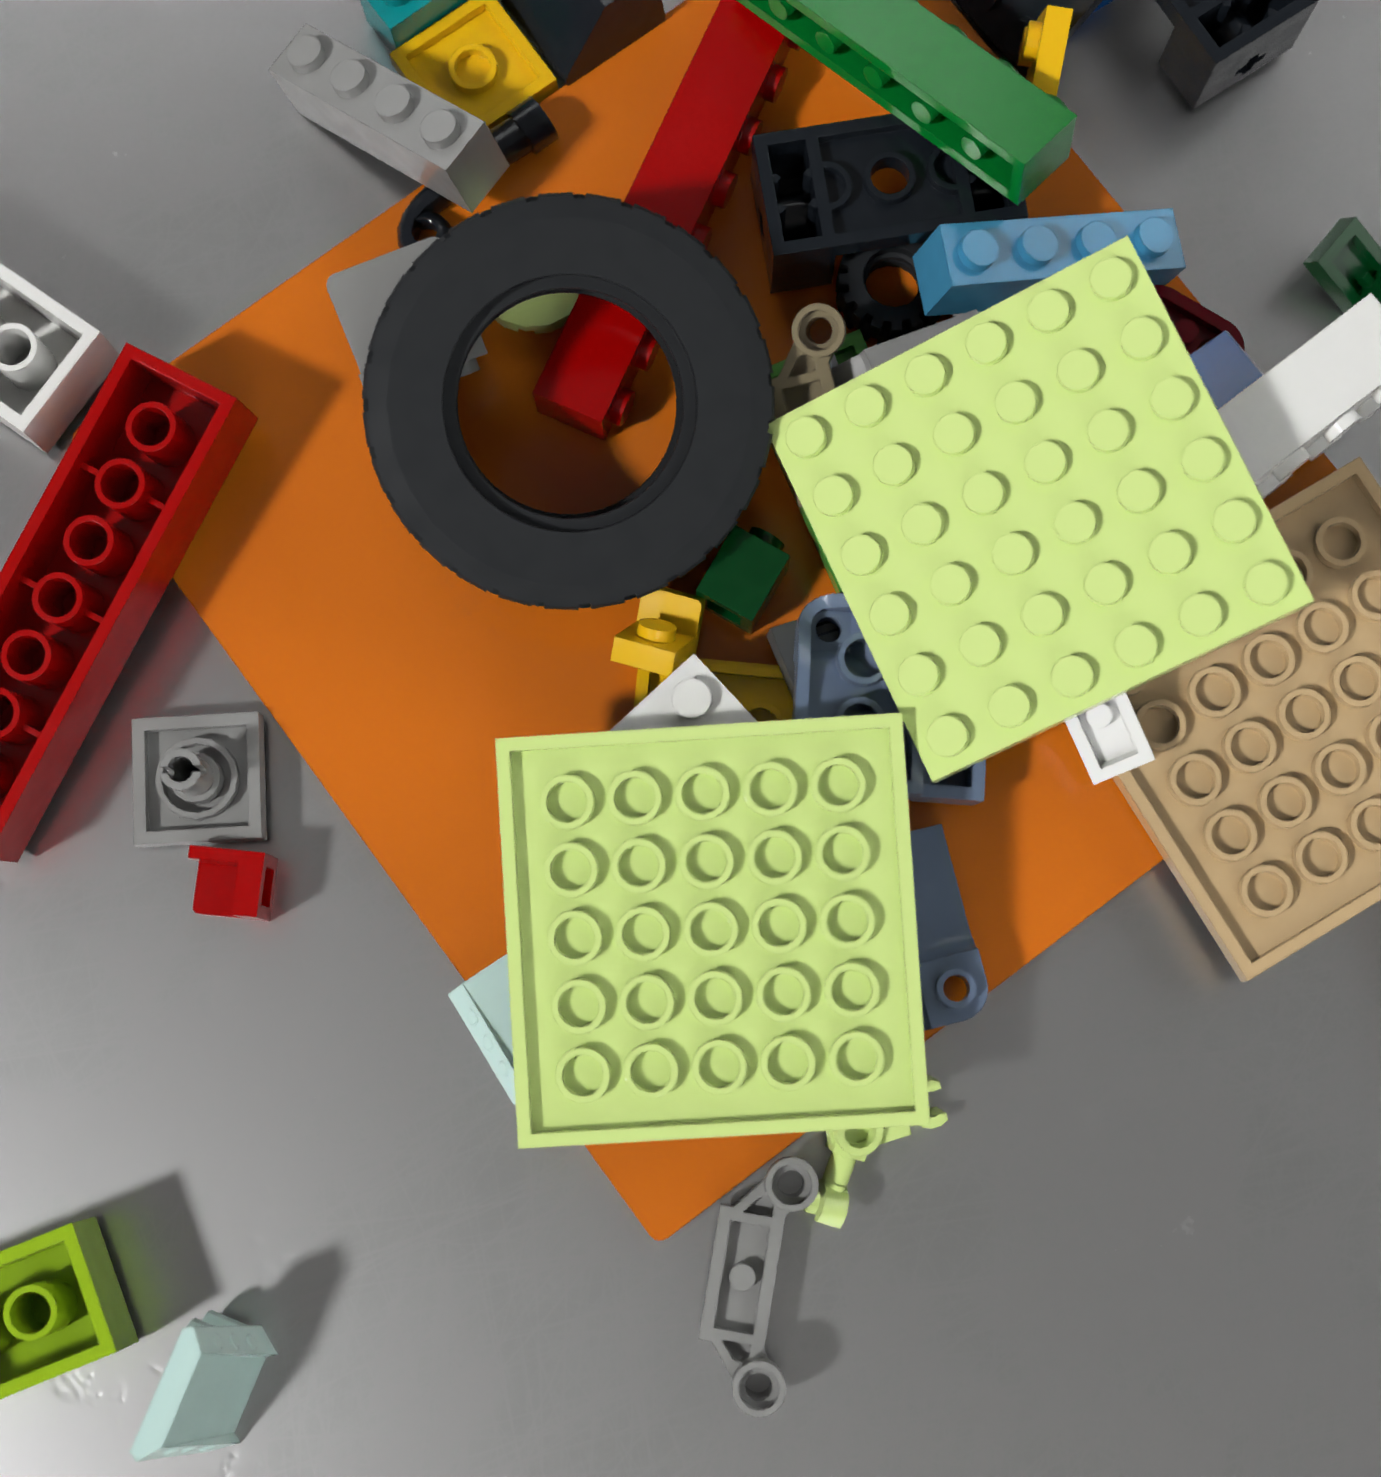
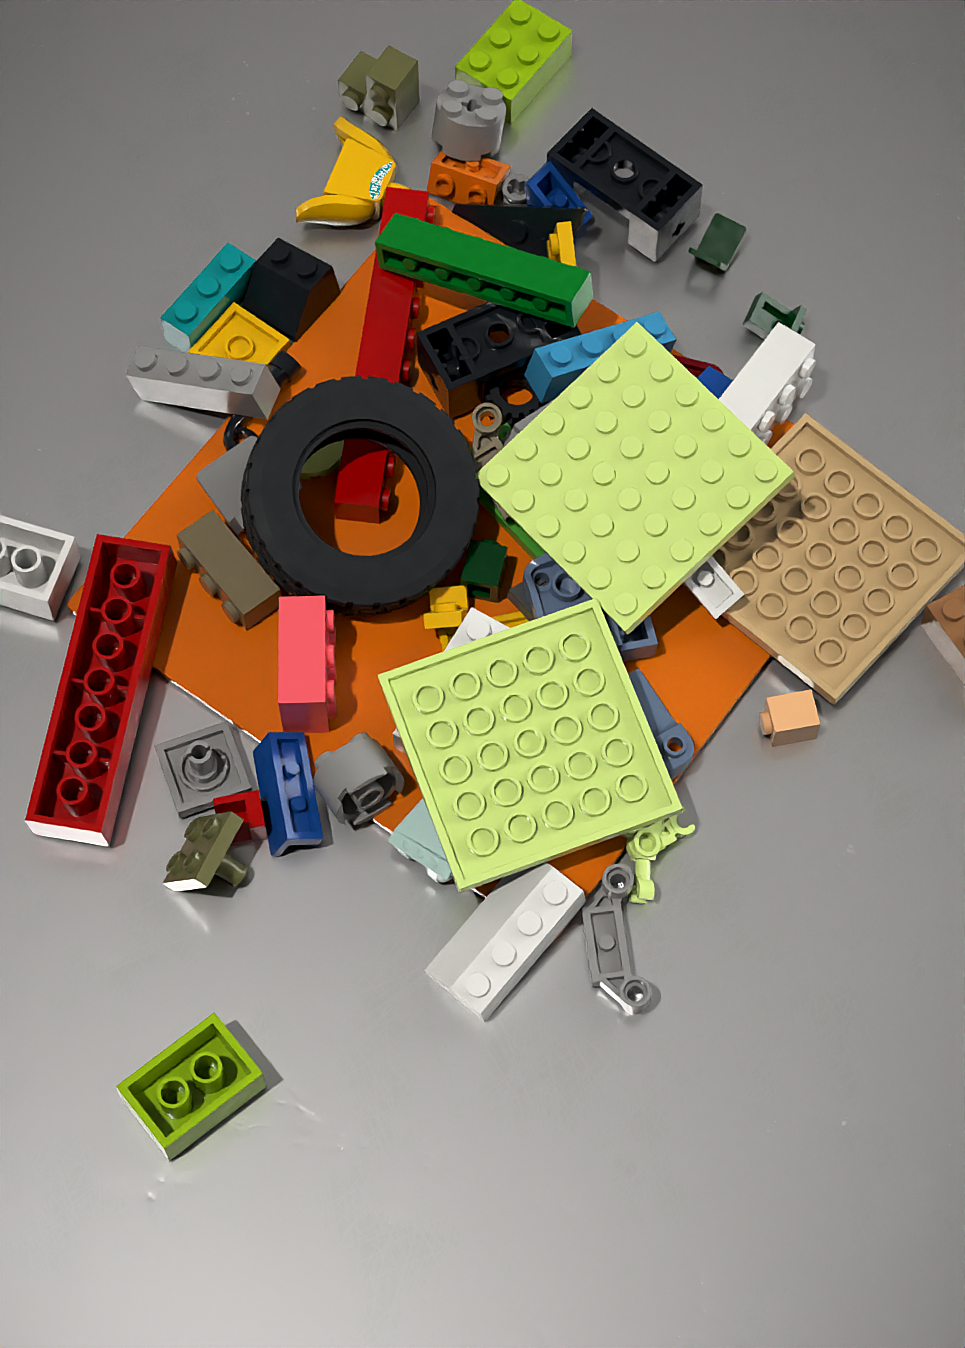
camera: 20 degrees left, 15 degrees down
(151, 935) = (206, 854): none -> olive plate
(203, 1388) = (317, 1091): light aqua slope -> none
(317, 862) = (287, 791): none -> blue panel
(330, 456) = (228, 570): none -> dark tan brick
(398, 663) = (306, 664): none -> coral brick
(421, 888) = (357, 779): none -> light grey brick
(575, 1228) = (505, 937): none -> white slope
(1162, 980) = (790, 718): none -> light nougat brick
(1312, 104) = (720, 241): none -> dark green bracket

